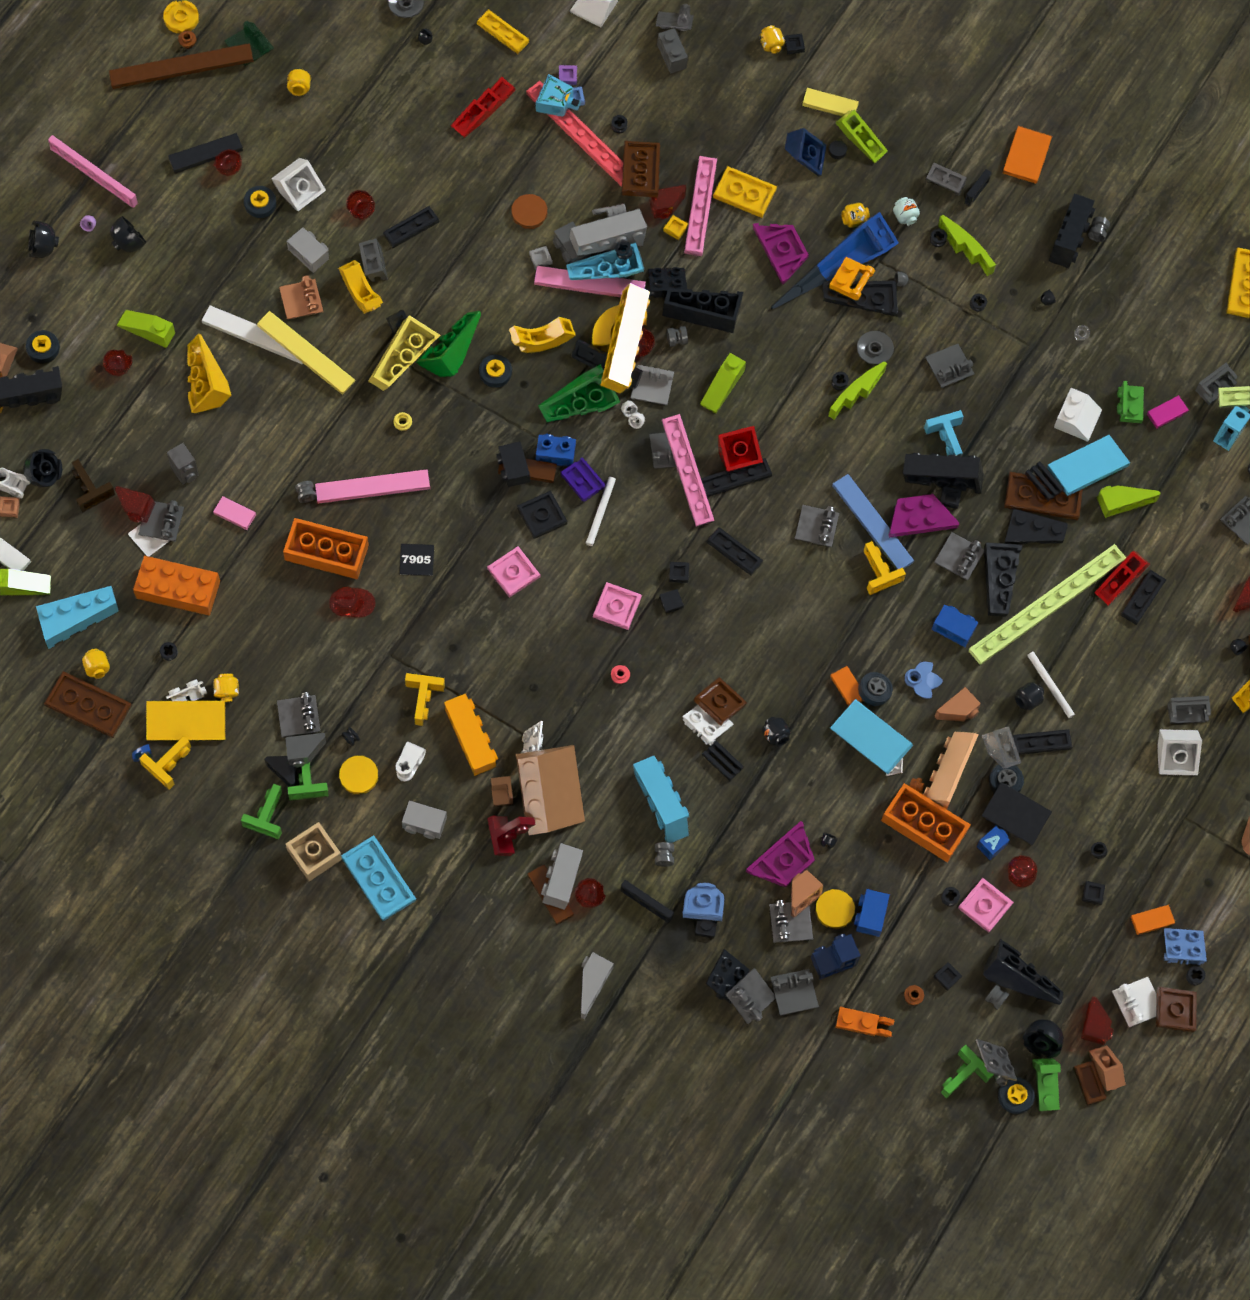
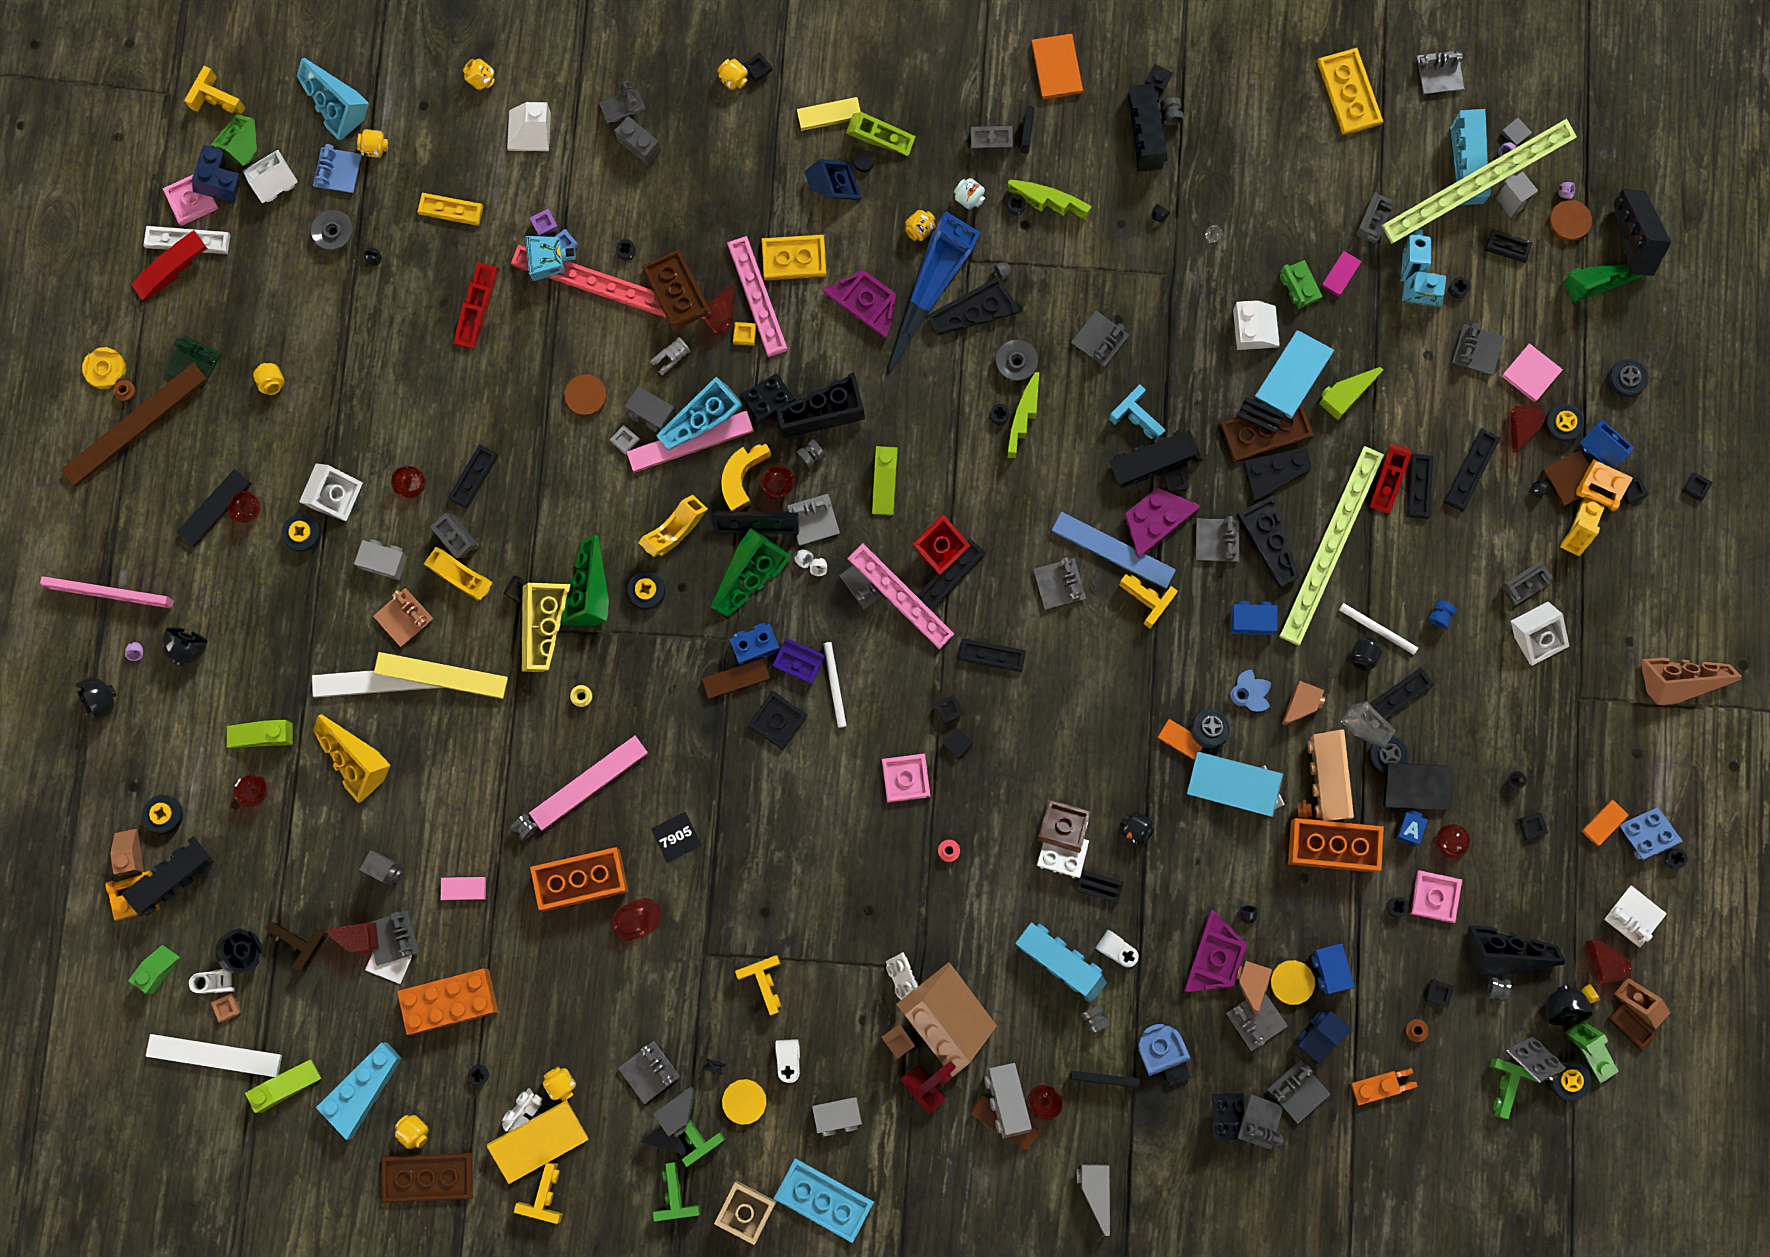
camera: 20 degrees left, 10 degrees up
(140, 751) = (511, 1202): blue tile -> none
(470, 734) = (833, 998): light orange brick -> none
(513, 463) = (721, 684): black brick -> none
(513, 571) = (782, 797): bright pink tile -> none
(608, 232) = (683, 381): light grey wedge -> none
(621, 246) = (709, 386): black bush -> none
(625, 338) = (763, 489): brick -> none
(709, 810) = (1114, 946): none -> white piece
(846, 275) = (947, 297): light orange plate -> none
(982, 299) = (1090, 260): black bush -> none
(1068, 1040) = (1590, 993): none -> yellow hinge
(1103, 201) = (1159, 77): none -> black plate
(1107, 698) = (1442, 614): none -> blue wheel
(1176, 1009) = (1676, 904): reddish brown tile -> none
(1192, 606) = (1472, 470): none -> black tile
(1228, 454) = (1424, 289): none -> medium azure torso

